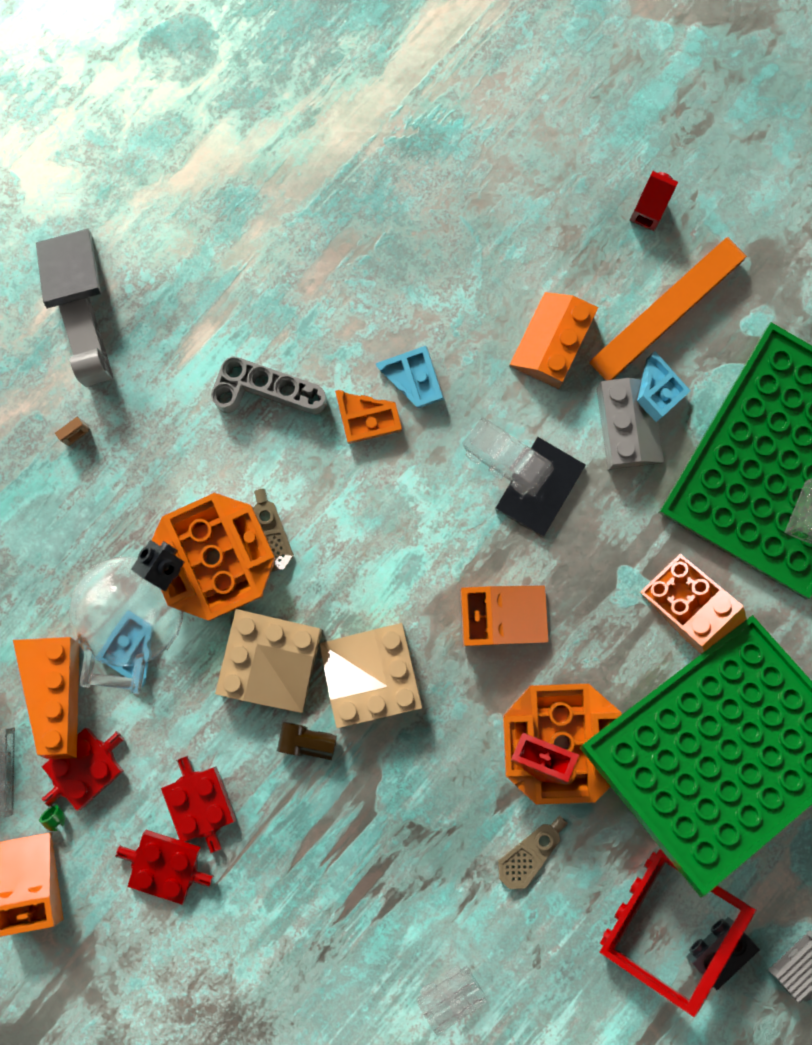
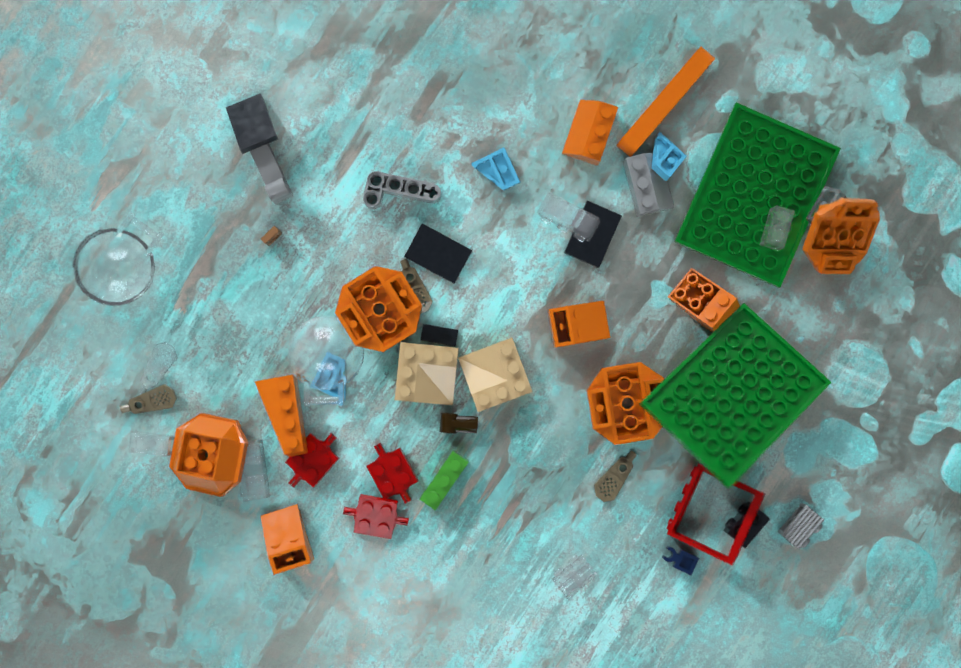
camera: 15 degrees left, 5 degrees up
(52, 818) = (297, 494): green hinge -> none
(158, 564) = (346, 319): black brick -> none
(273, 824) = (444, 480): none -> bright green brick
(296, 606) = (439, 335): none -> black piece
(310, 487) = (438, 253): none -> black tile
(367, 417) = (470, 201): orange wing -> none
(544, 760) = (617, 415): red slope -> none
(620, 996) = (683, 560): none -> dark blue plate
(654, 200) = (647, 27): red slope -> none

